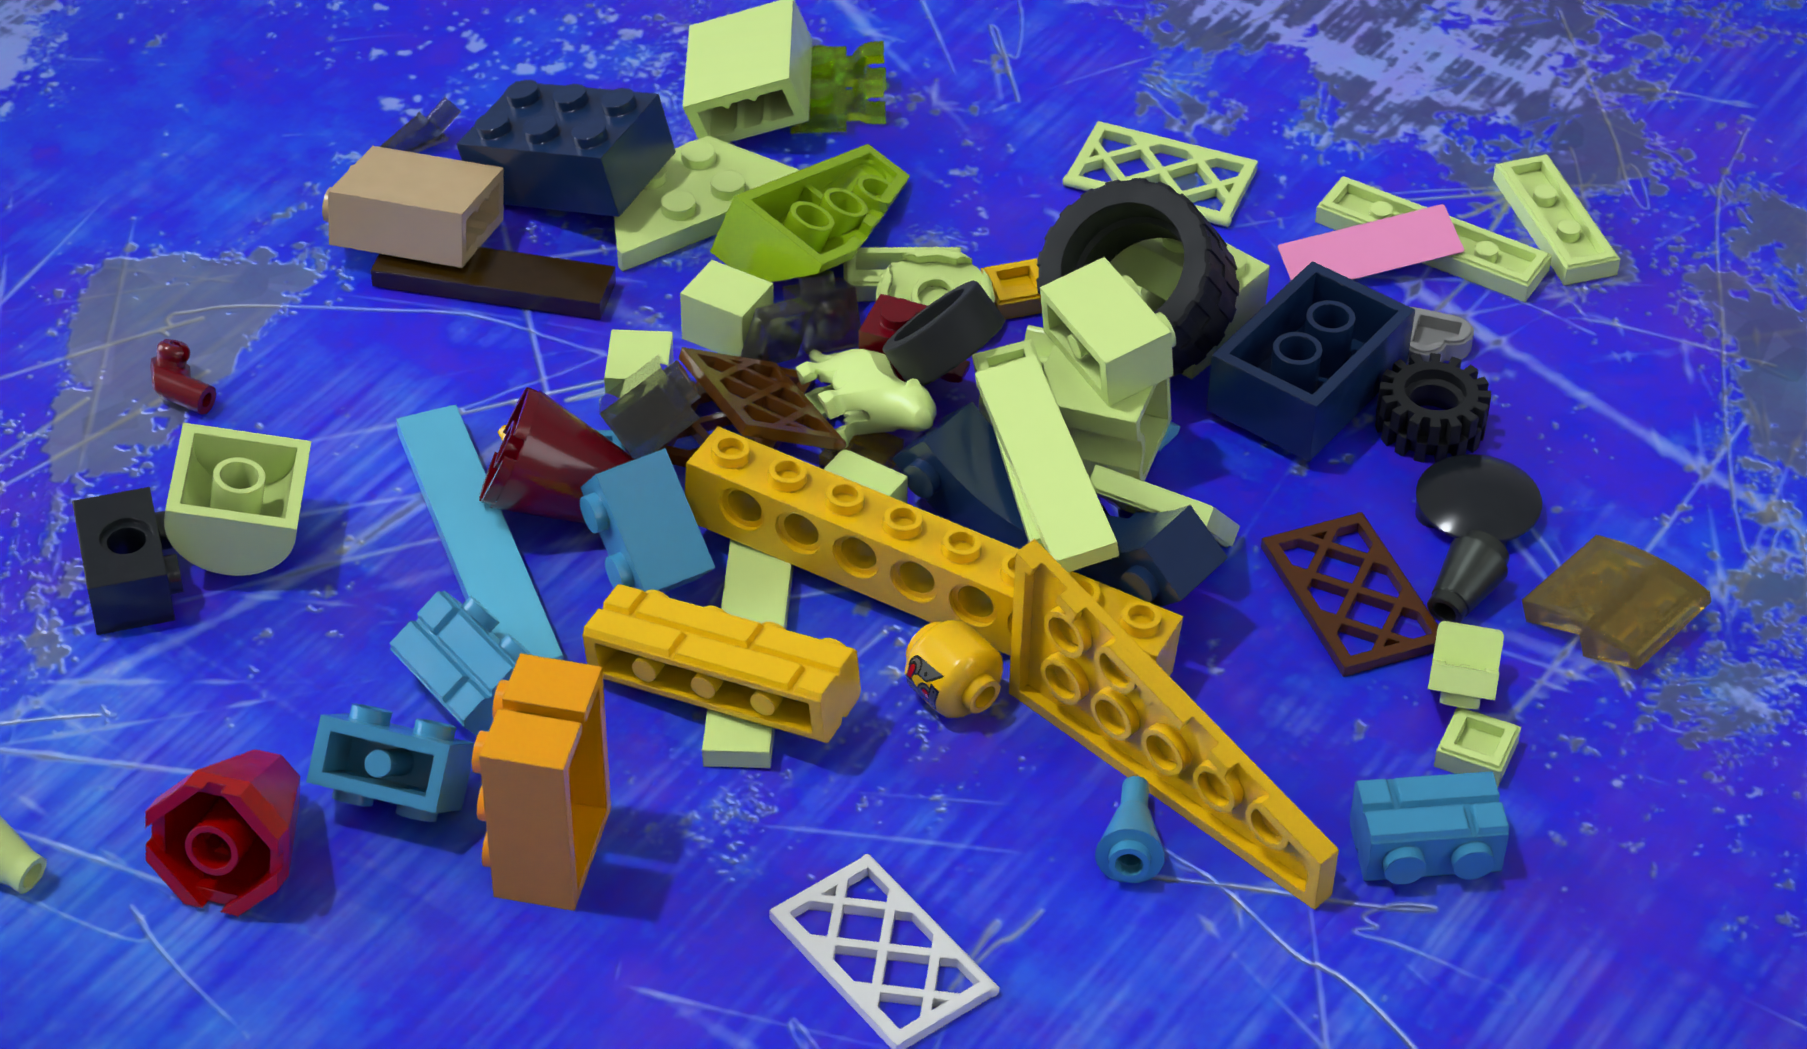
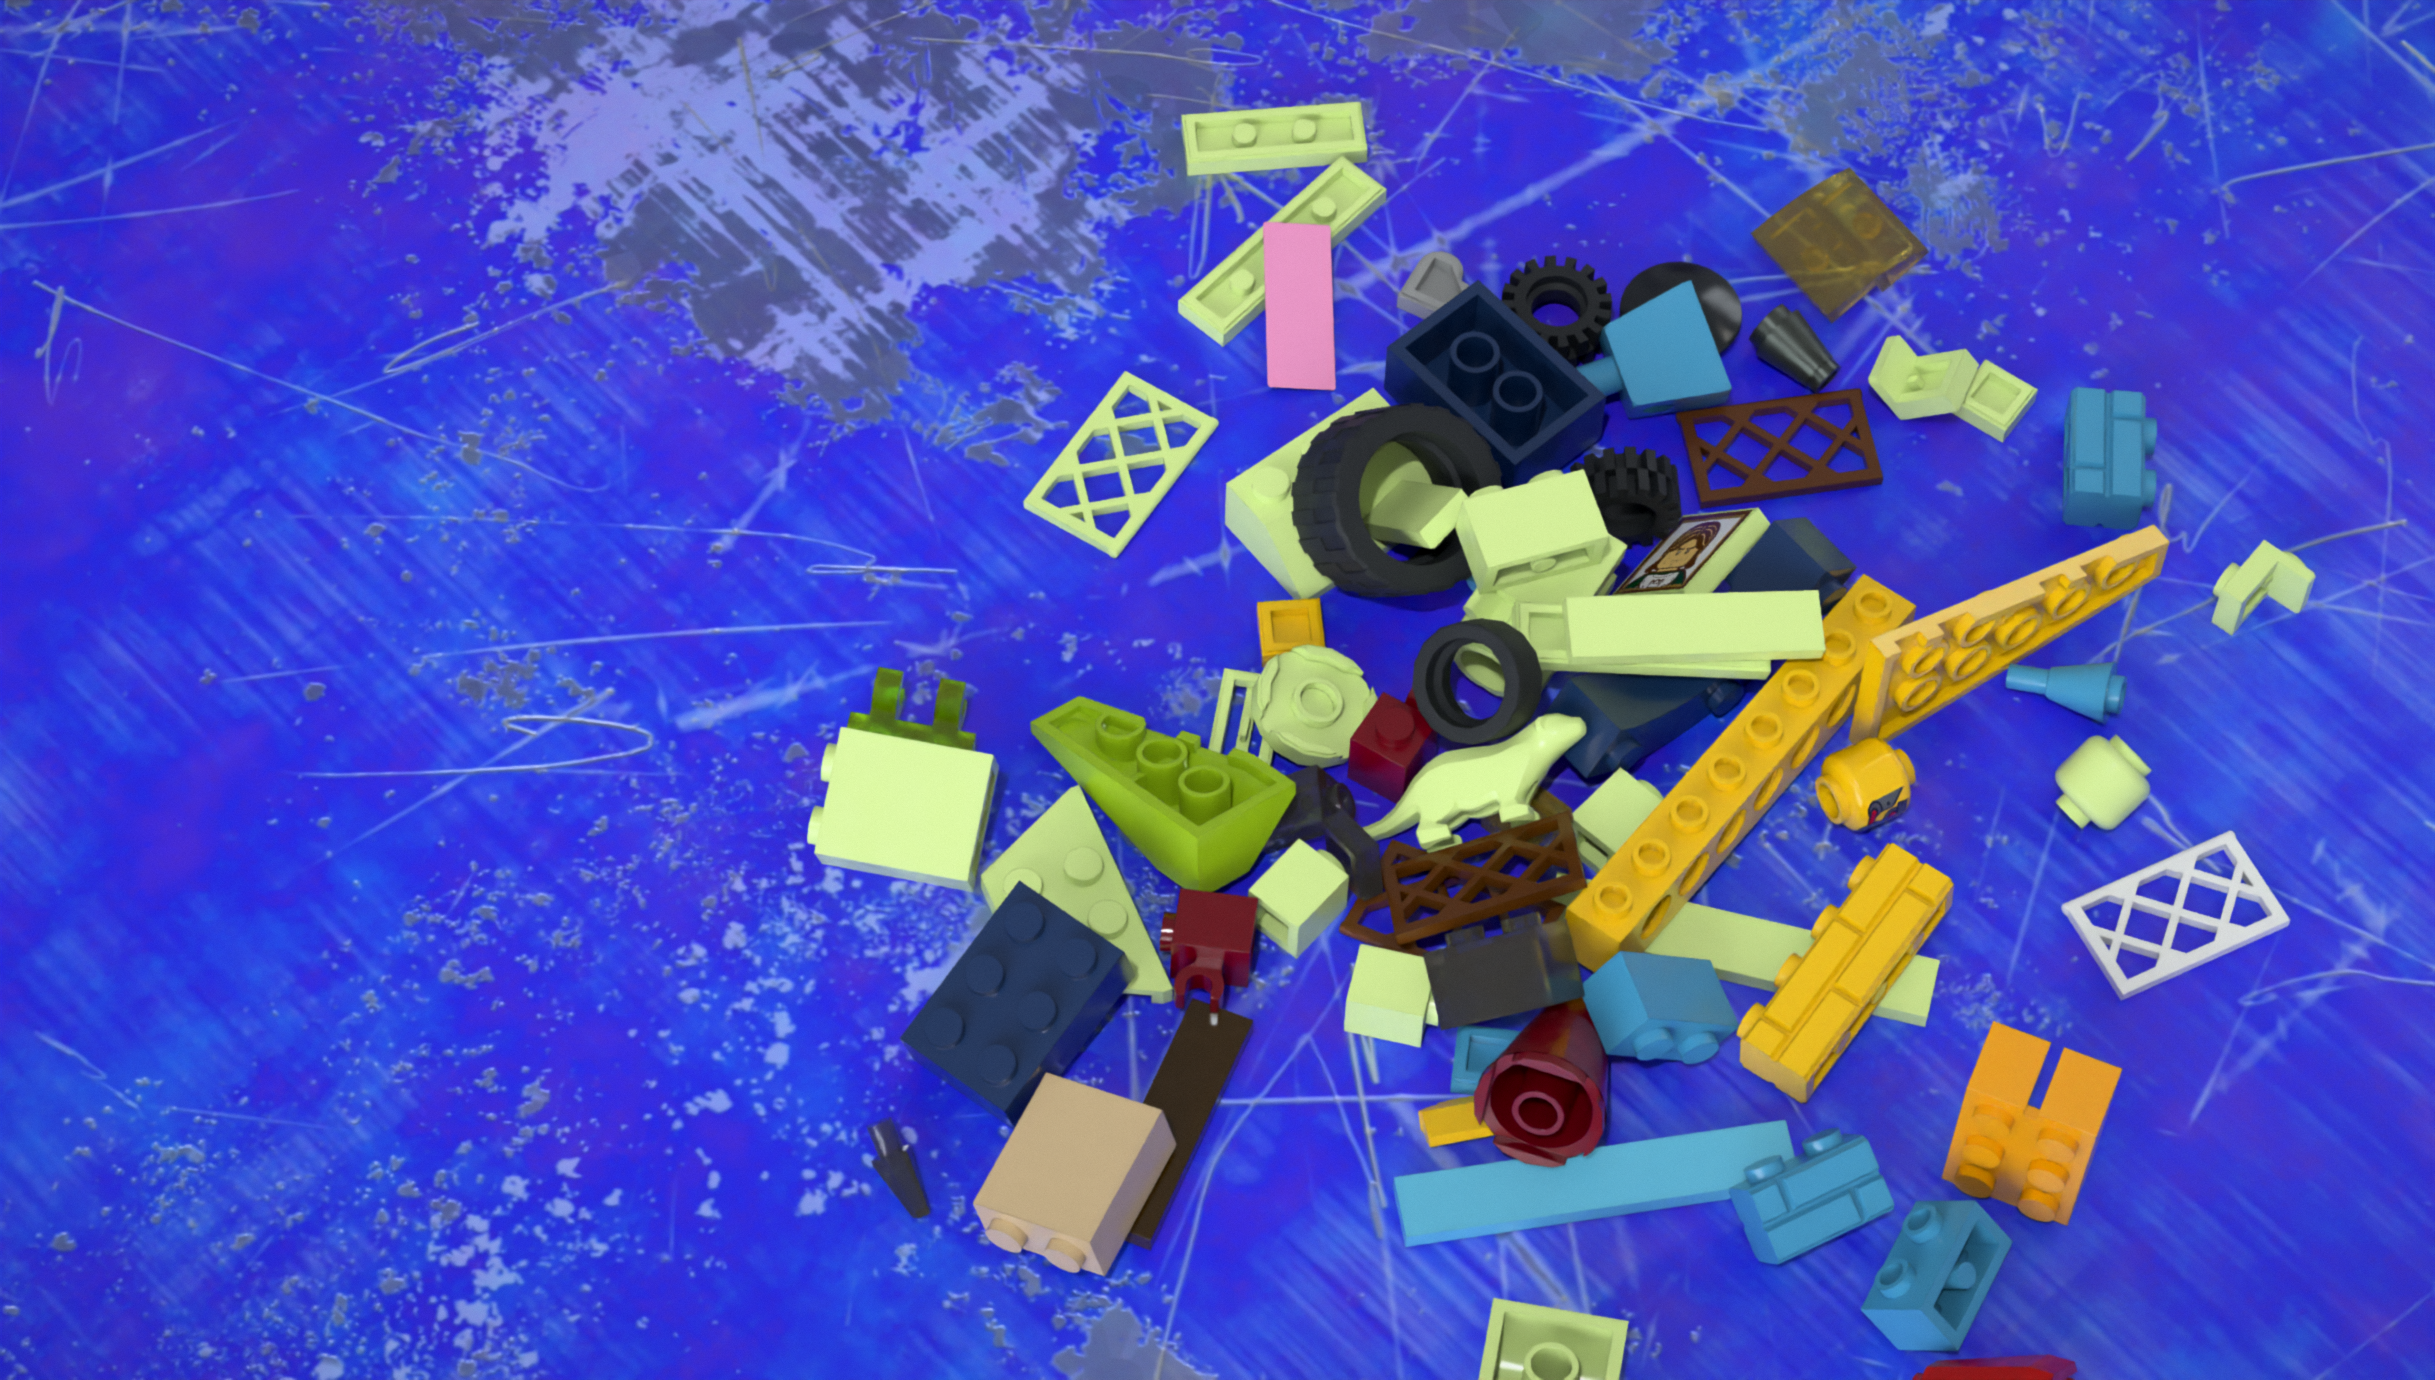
camera: 80 degrees left, 15 degrees up
(665, 265) = (1209, 943): none -> dark red brick
(1010, 852) = (2102, 782): none -> yellowish green head
(1220, 451) = (1634, 493): none -> black tyre
(1311, 966) = (2262, 574): none -> yellowish green bracket
(1403, 466) = (1661, 357): none -> dark azure torso

